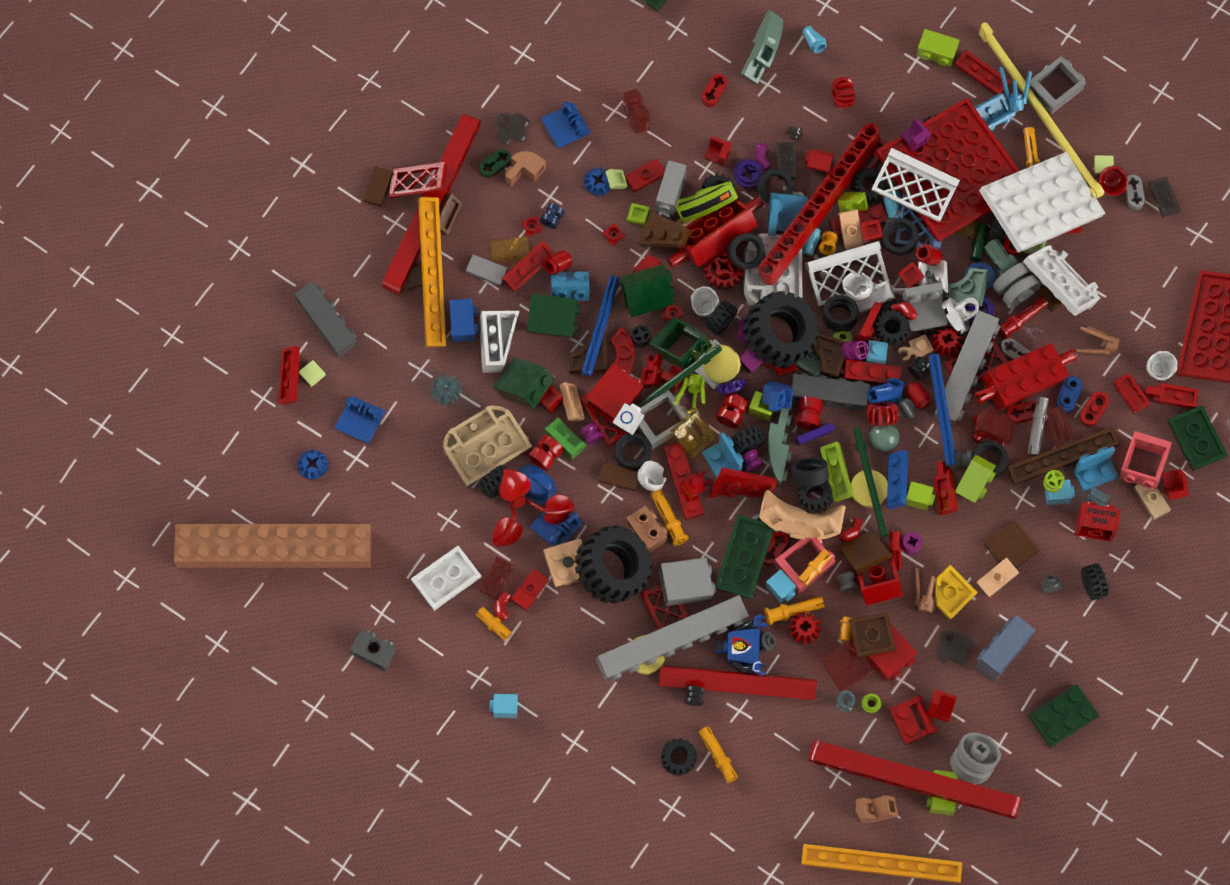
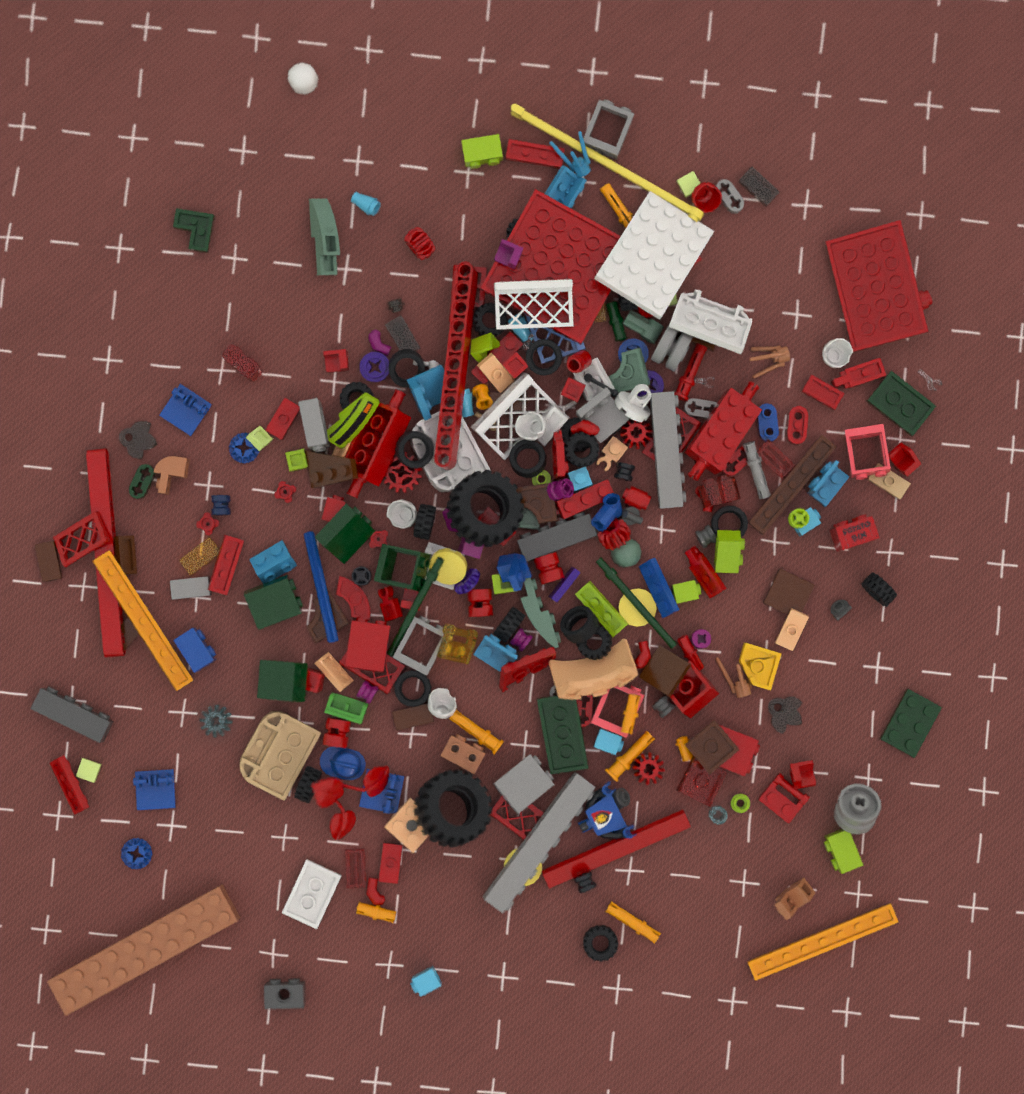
camera: 25 degrees left, 15 degrees up
(495, 338) = (234, 650): white wedge -> none
(558, 262) = (250, 547): red brick -> none
(629, 418) = (394, 665): white brick -> none
(680, 471) = (471, 690): red plate -> none
(694, 384) = (434, 597): lime plant -> none
(695, 484) = (483, 691): red plate -> none
(717, 91) = (296, 302): red beam -> none
(819, 160) = (432, 322): red brick -> none
(915, 779) = (816, 857): red beam -> none
(942, 409) = (666, 503): blue axle -> none
(1004, 648) = (832, 694): sand blue brick -> none
(1098, 497) = (842, 507): clear light blue bush -> none

